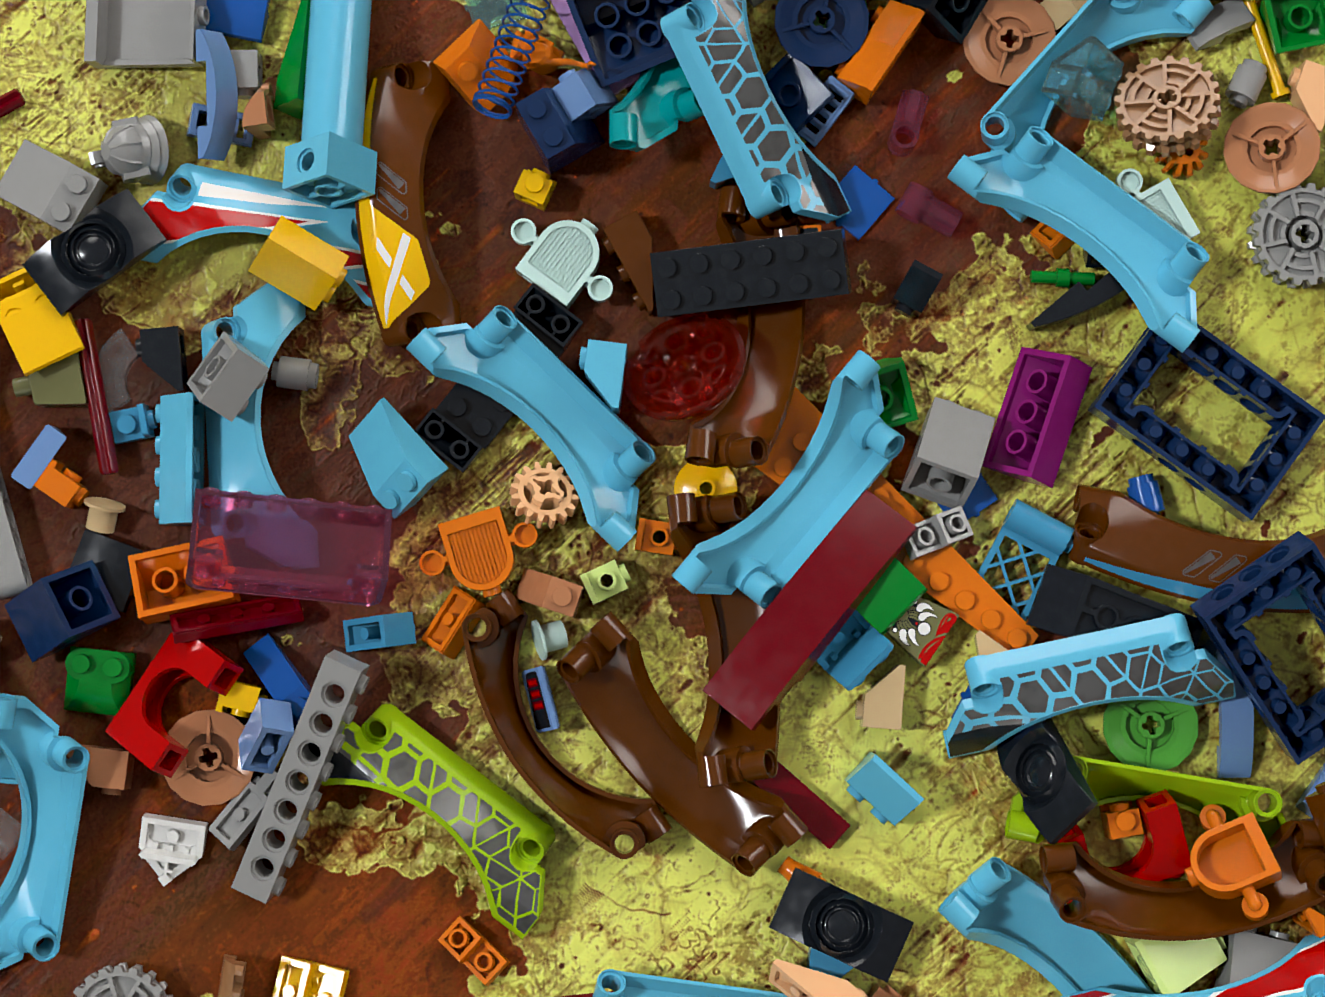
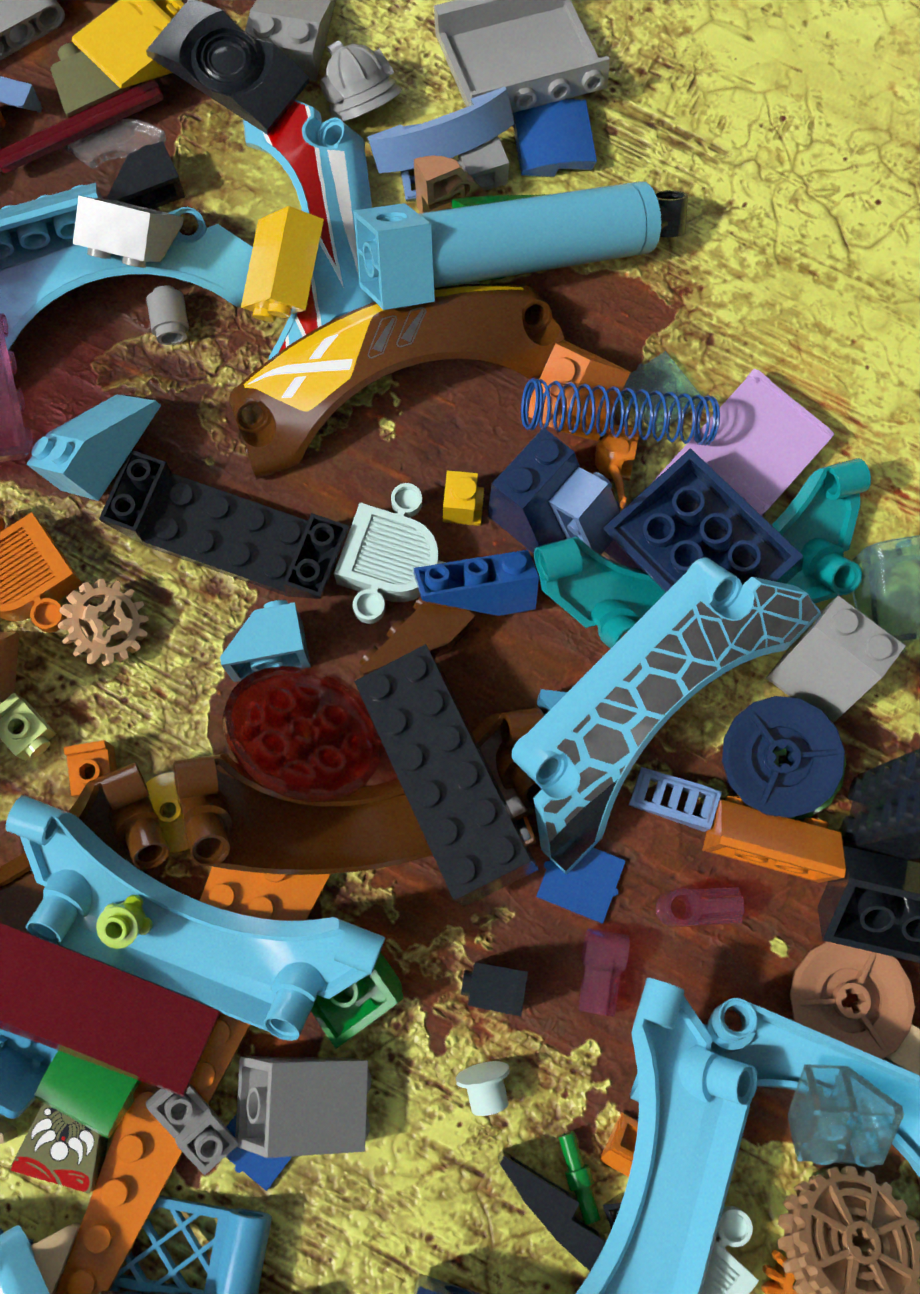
camera: 70 degrees right, 10 degrees down
(133, 424) = (62, 171): dark azure bracket -> none
(578, 427) = (239, 544): medium azure panel -> none
(613, 196) = (482, 584): none -> blue slope
(775, 534) = (131, 920): none -> lime brick
(797, 91) = (682, 756): dark blue plate -> none
(980, 321) = (485, 1087): none -> light aqua piece
(1037, 416) = (386, 1208): magenta slope -> none

